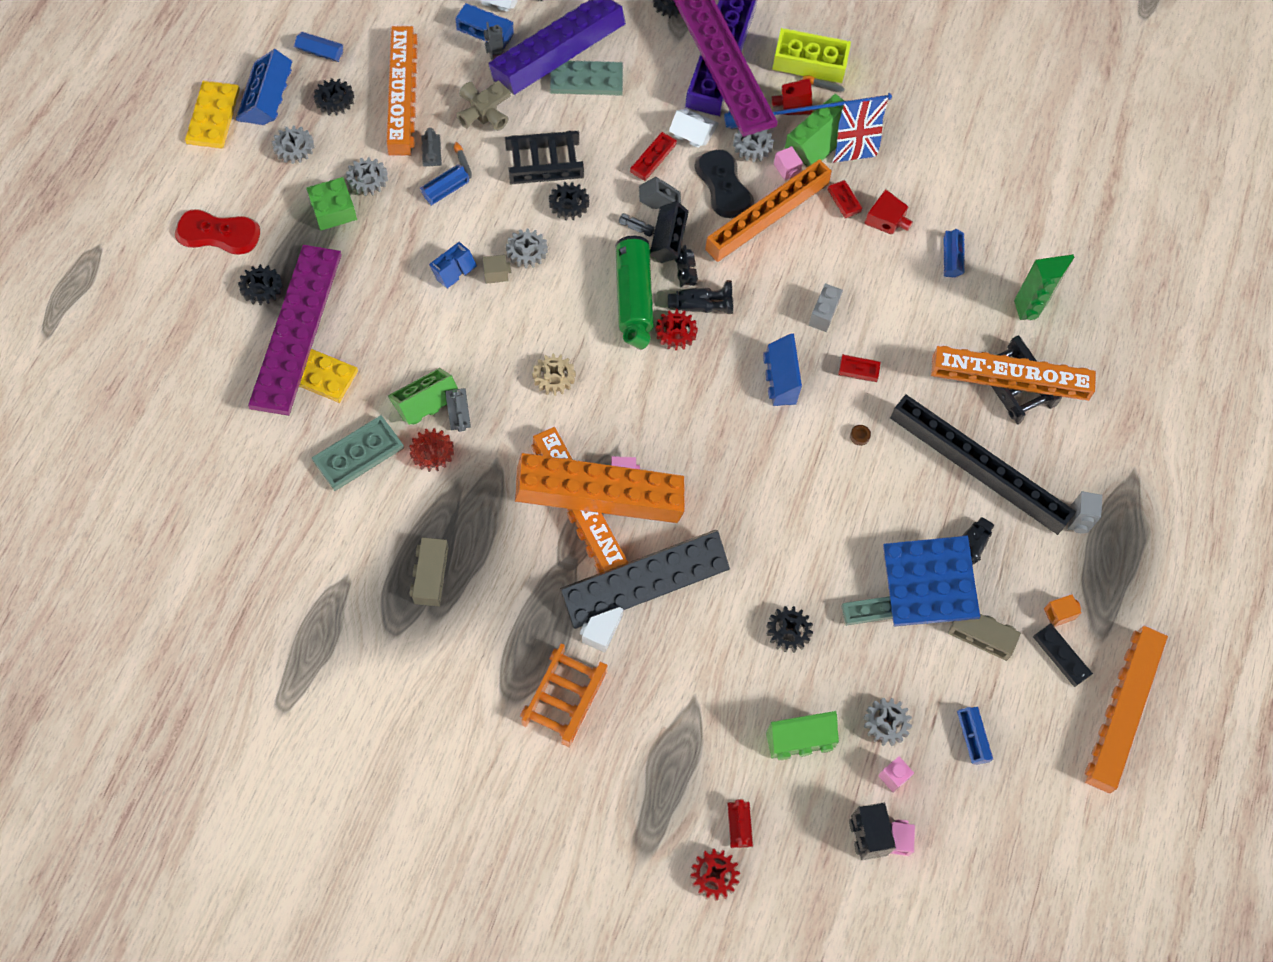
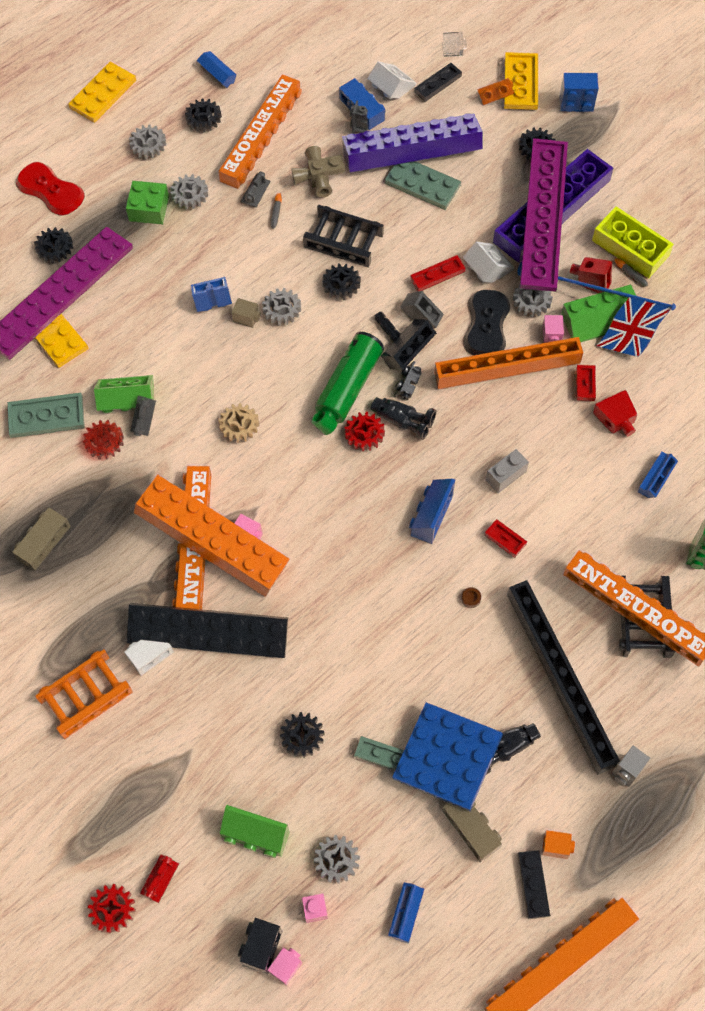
camera: 35 degrees right, 0 degrees up
(265, 89) = (154, 87): blue slope -> none
(445, 184) = (248, 224): blue piece -> none

